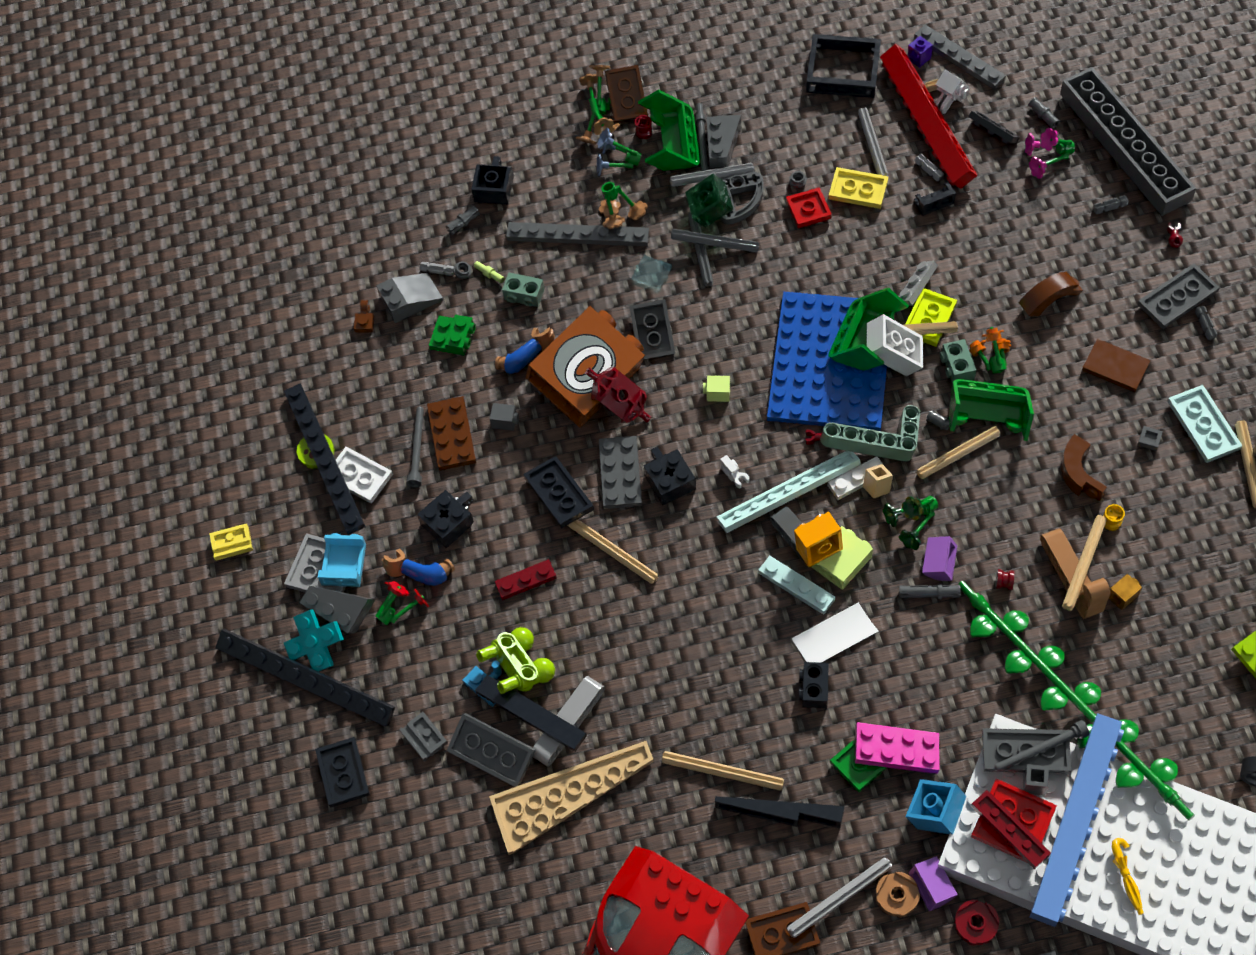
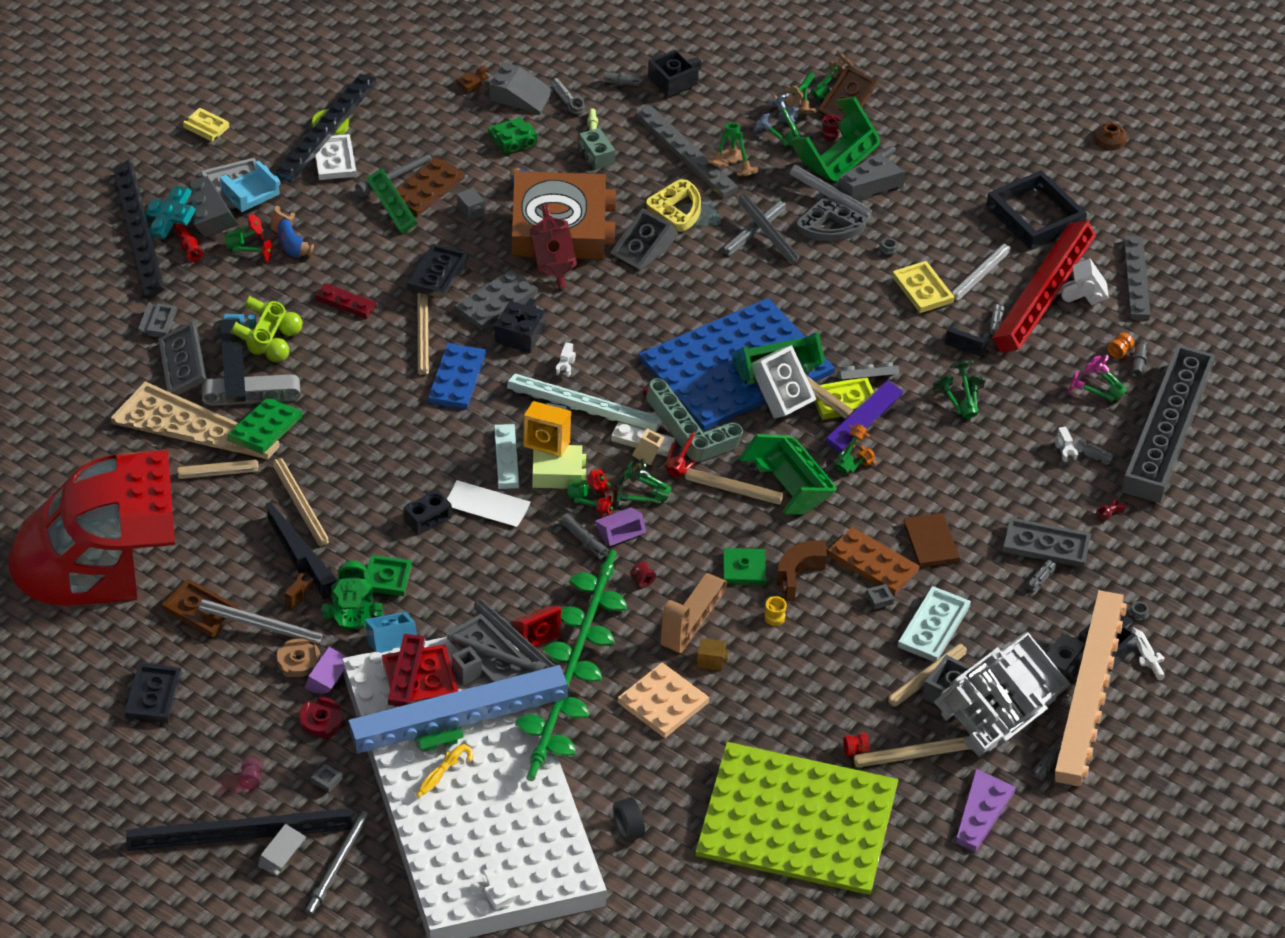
camera: 40 degrees right, 15 degrees down
(342, 772) = (85, 294): black plate -> none
(356, 650) = (188, 243): none -> red pin
(447, 517) = (349, 223): black hinge -> none
(450, 469) = (392, 201): none -> green plate
(621, 739) = (264, 425): none -> green plate
(625, 290) = (659, 204): none -> light yellow beam
(633, 808) = (217, 469): none -> tan axle
(679, 558) = (457, 376): none -> blue plate
(709, 200) = (799, 200): clear green brick -> none
(717, 388) = (632, 309): yellowish green brick -> none
(808, 207) = (867, 268): red plate -> none
(825, 847) = (296, 593): none -> reddish brown plate
(870, 806) = (352, 597): none -> green helmet
(893, 543) = (596, 479): none -> plant
(897, 748) = (421, 588): plate -> none
(908, 475) = (676, 465): none -> red plant
(919, 51) = (1107, 247): dark purple brick -> none
(961, 360) = (814, 437): sand green brick -> none
(969, 319) = (864, 415): none -> dark purple tile
(985, 225) = (968, 407): none -> plant
(993, 128) = (1084, 335): black plate -> none
(1004, 692) = (540, 625): none -> red slope
(1022, 113) = (1120, 345): none -> orange wheel
(1022, 721) = (510, 633): none -> dark grey axle
(1046, 504) = (744, 566): none -> green plate
(1048, 291) = (952, 450): reddish brown arch -> none
(1084, 563) = (716, 606): tan axle -> none
(1092, 215) = (1064, 443): none -> white plate
(1094, 855) = (448, 737): none -> green plate
(1107, 416) = (873, 560): none -> dark orange plate
(1142, 657) = (663, 700): none -> light nougat plate

